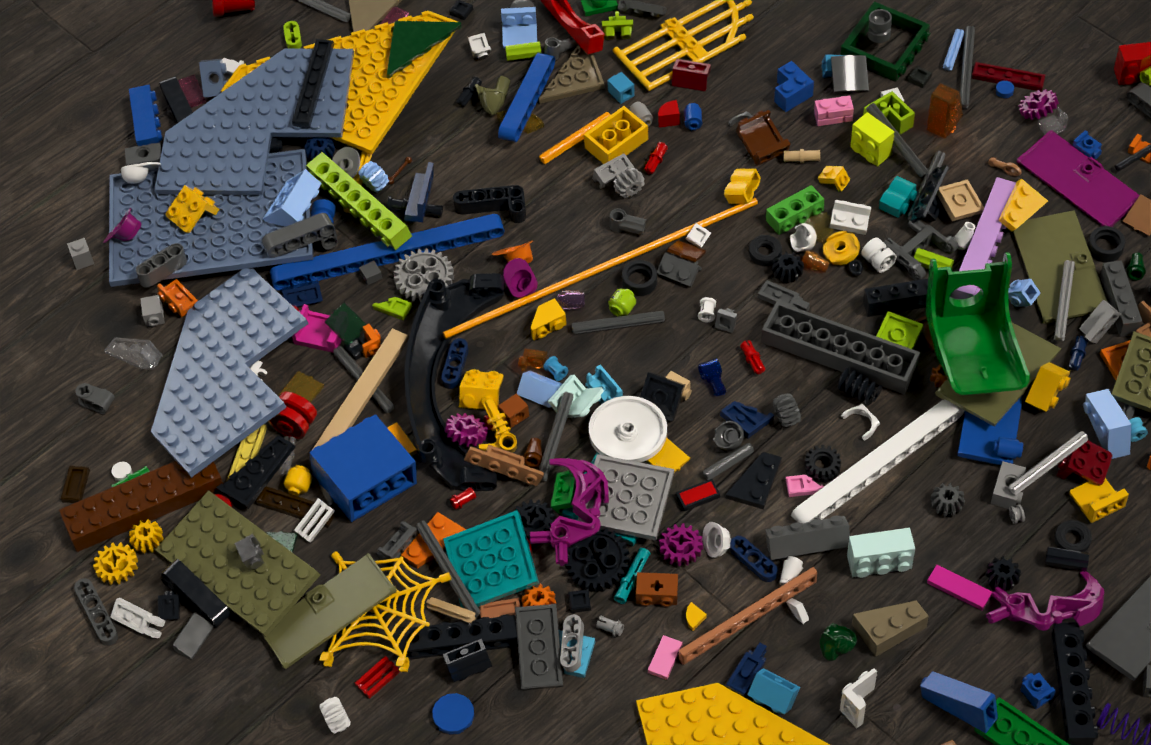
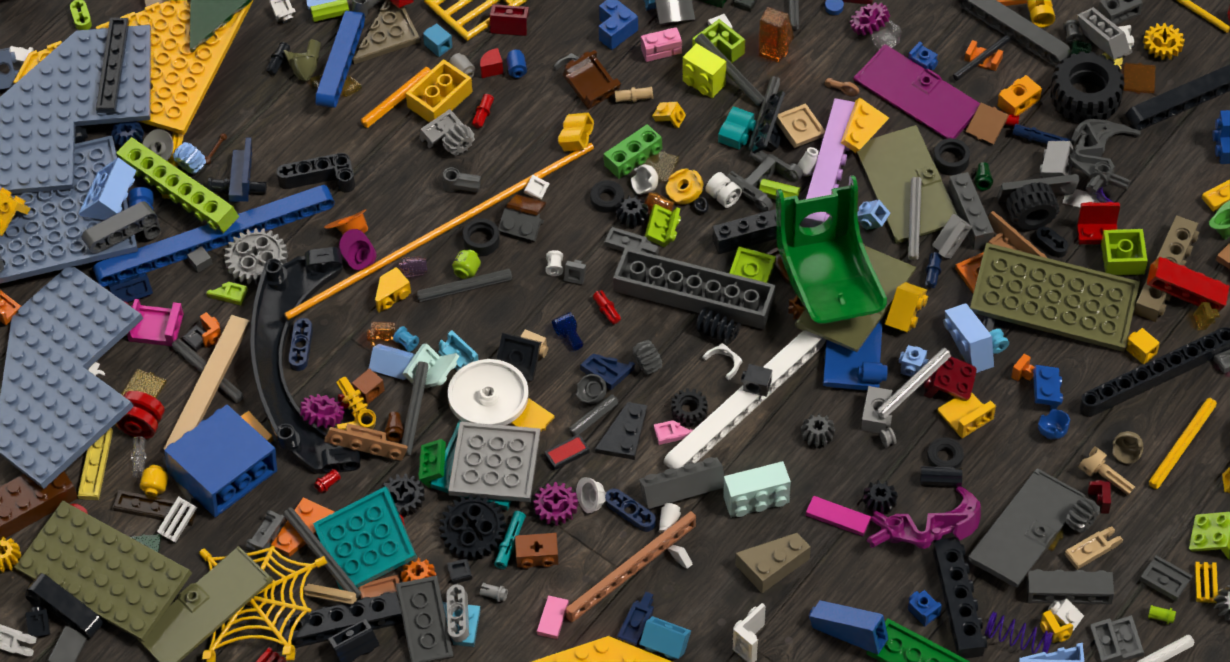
camera: 10 degrees left, 0 degrees up
(250, 552) = (117, 557): flat silver brick -> none
(255, 475) = (106, 484): black wing -> none
(345, 323) = (181, 314): clear green piece -> none
(478, 388) = (330, 366): yellow bracket -> none
(572, 529) = (444, 499): magenta piece -> none
(694, 616) = (577, 573): yellow tile -> none
(815, 283) = (662, 225): none -> lime bracket
(836, 641) = (722, 582): dark green hair -> none
(850, 217) = (690, 153): white bracket -> none
(892, 443) = (757, 380): none -> black brick
(1049, 440) = (912, 360): none -> light blue brick

